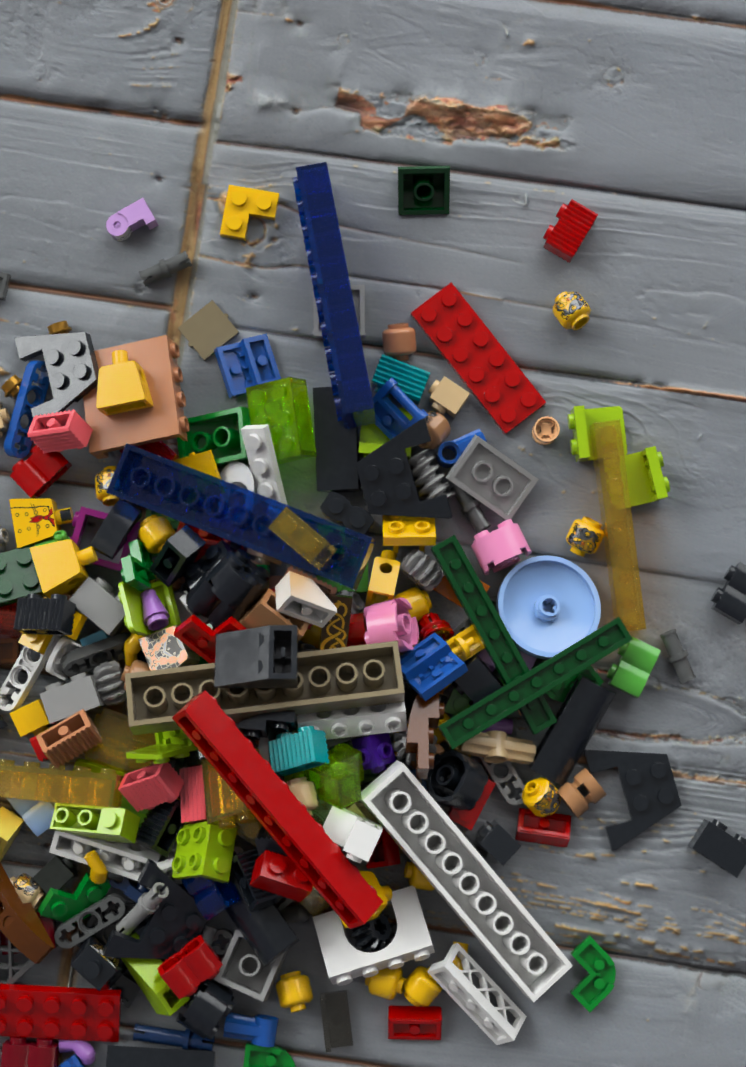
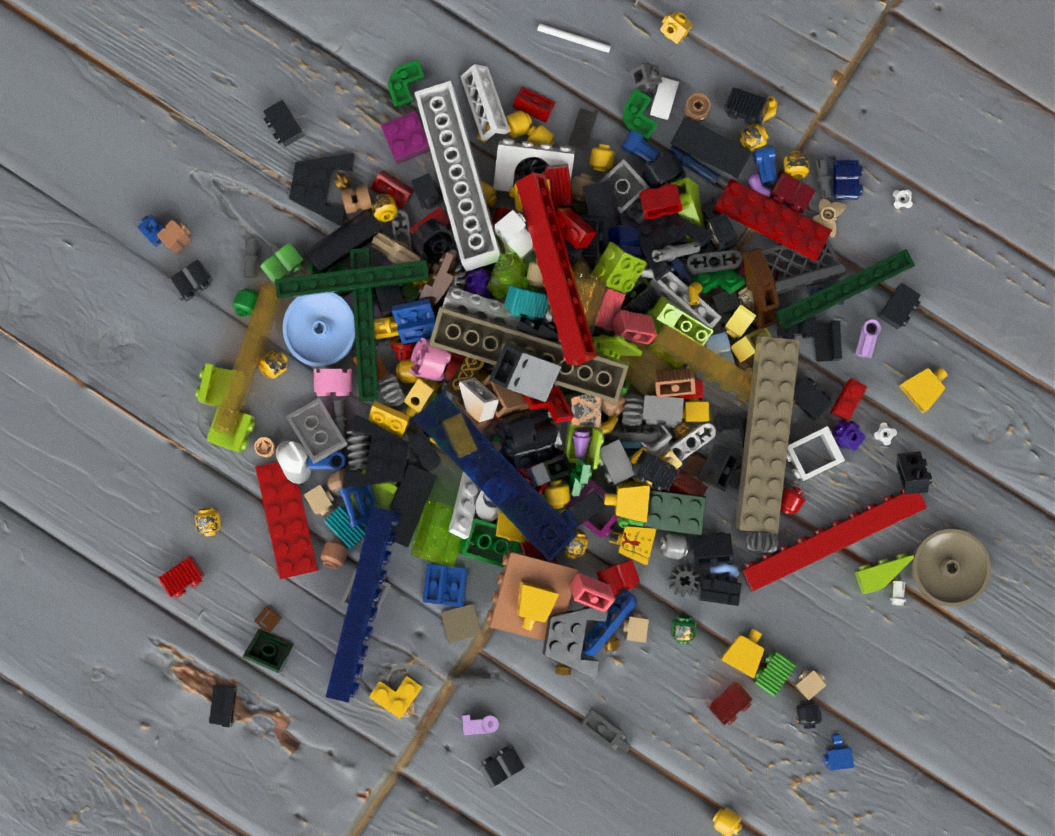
camera: 155 degrees left, 0 degrees up
(25, 856) = (739, 322): none -> light yellow slope
(39, 684) = (680, 430): none -> pearl gold plate
(81, 183) = (501, 767): none -> black brick
(308, 941) = (577, 186): none -> tan head
(330, 929) = (559, 184): none -> red brick
(443, 229) = (267, 619): none -> reddish brown tile
(447, 106) = (223, 705): none -> black panel
(502, 429) = (293, 461): none -> white piece
(557, 902) = (406, 137): none -> magenta brick
(610, 807) = (342, 181): none -> pearl gold plate
(657, 597) = (245, 302): none -> green head

